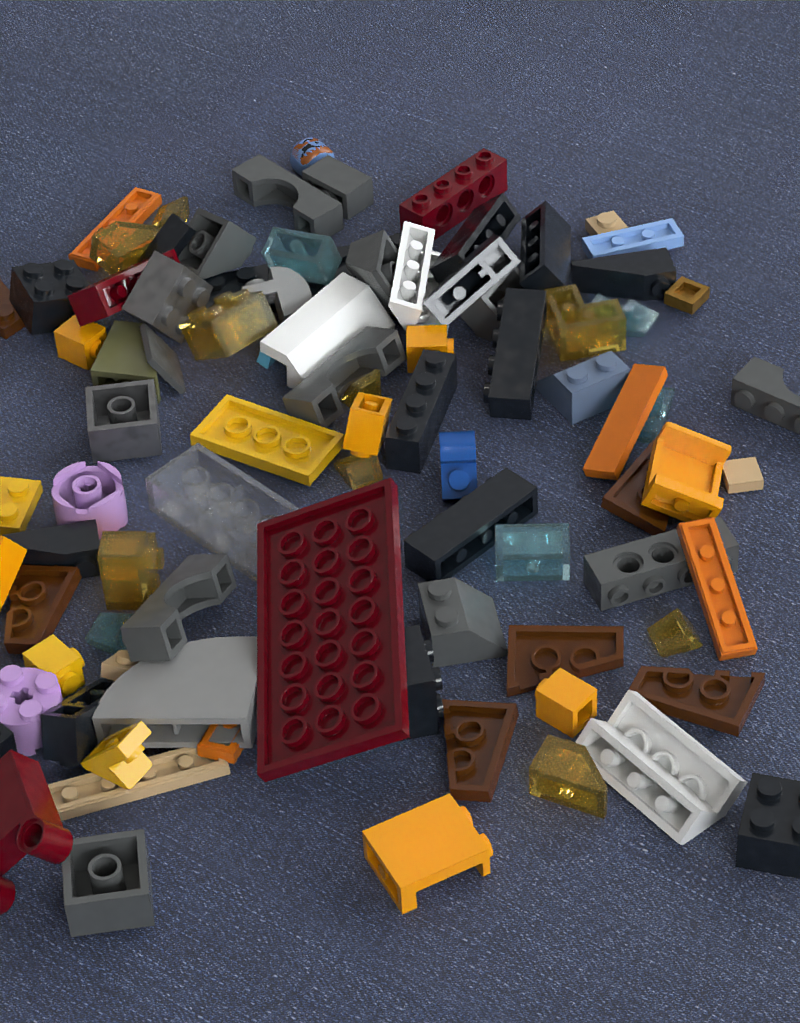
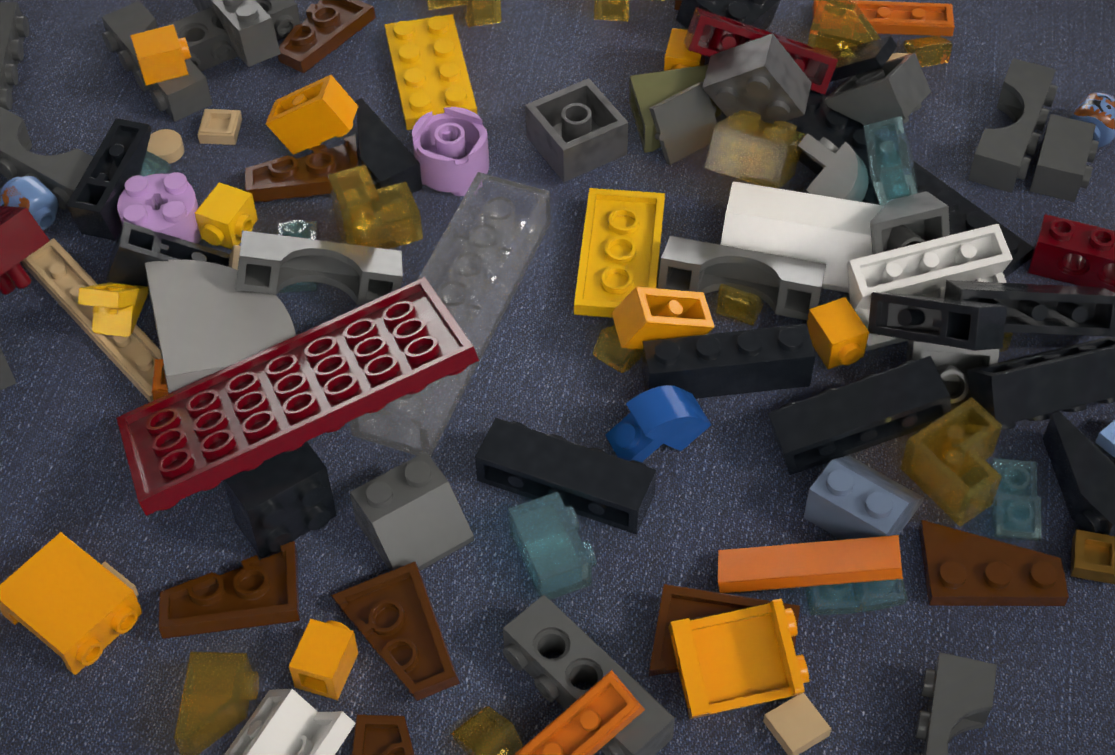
camera: 65 degrees right, 10 degrees up
(671, 345) = (987, 572): none -> reddish brown wing

